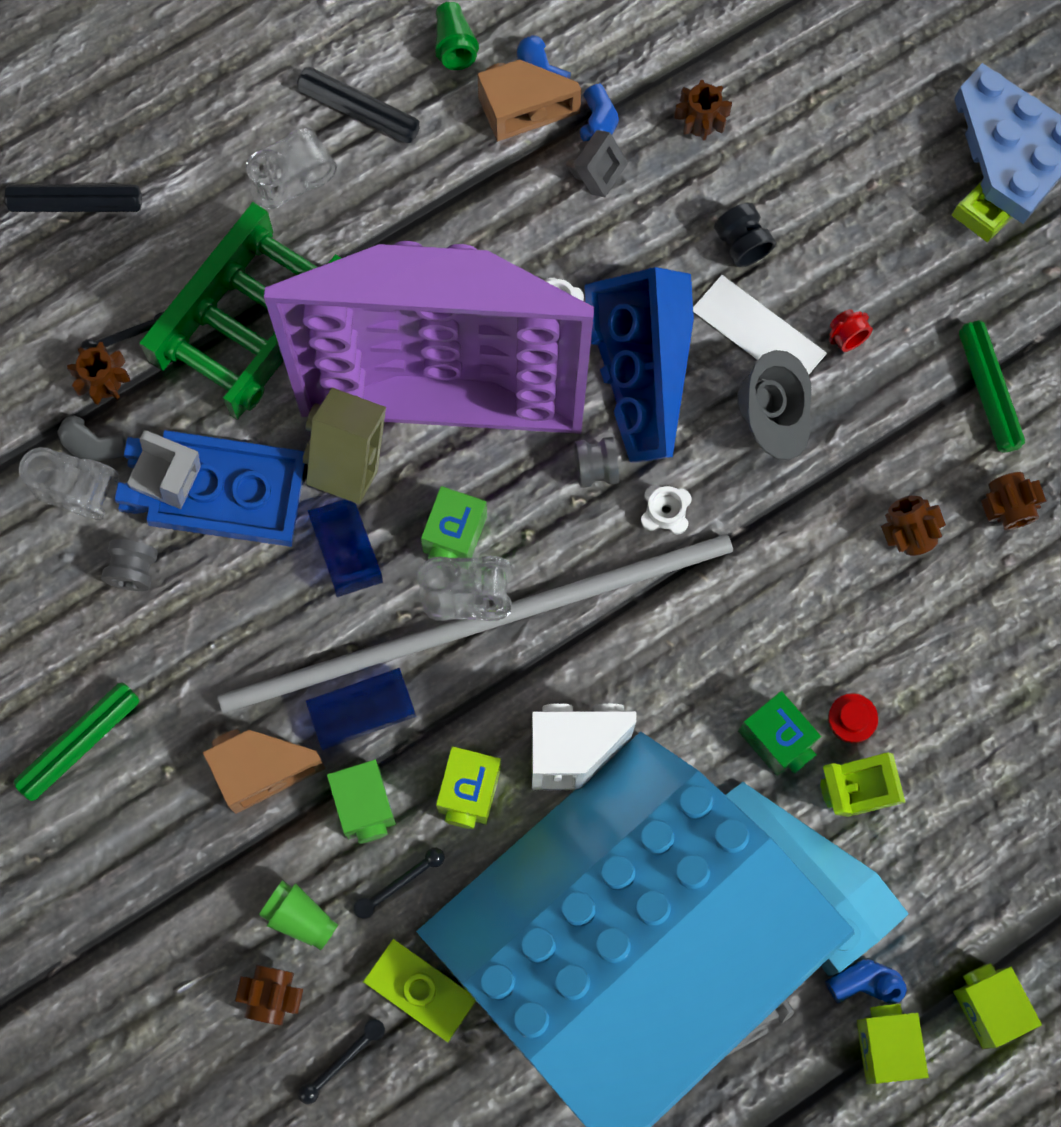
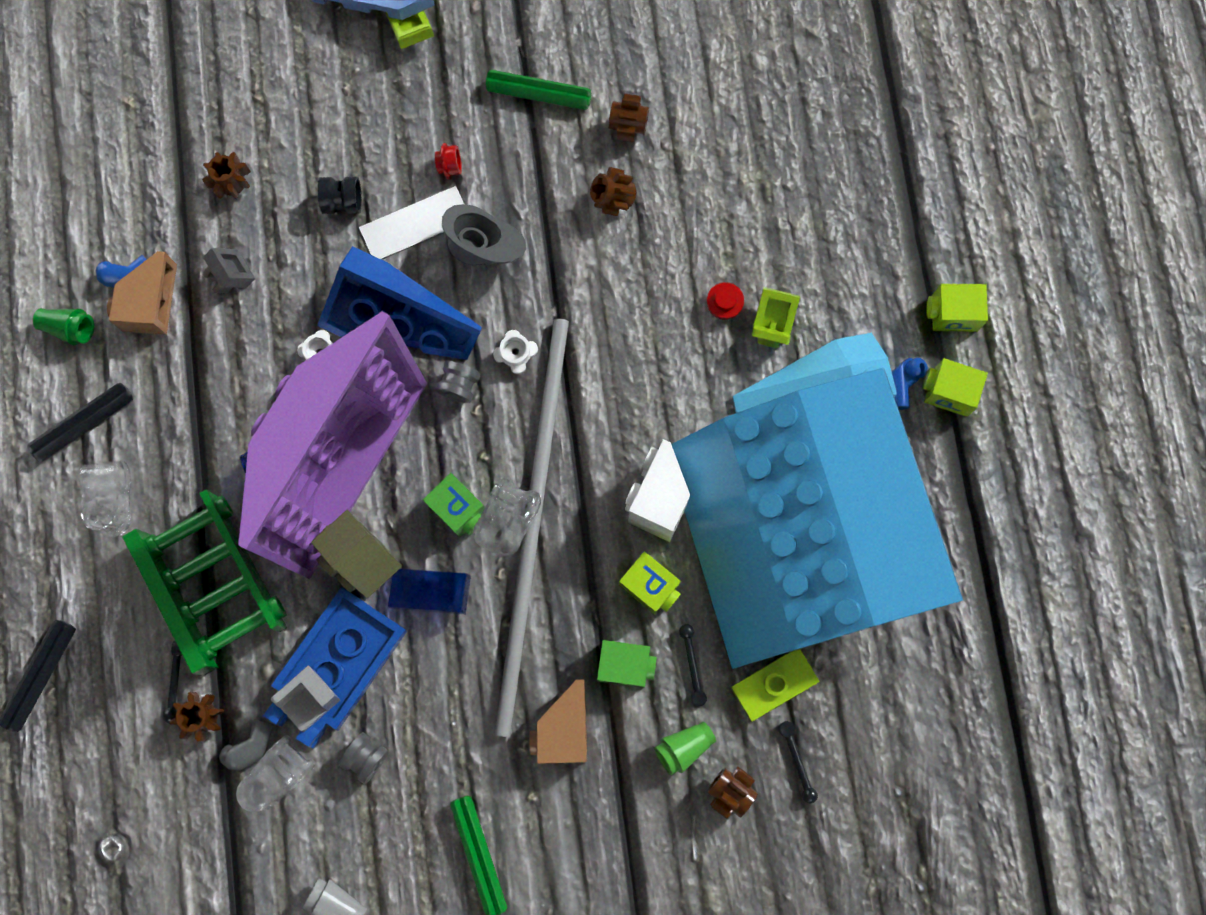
camera: 60 degrees left, 5 degrees up
(360, 708) = (556, 634): clear blue plate -> none
(604, 114) = (191, 247): blue arm -> none
(780, 735) = (715, 353): green brick -> none

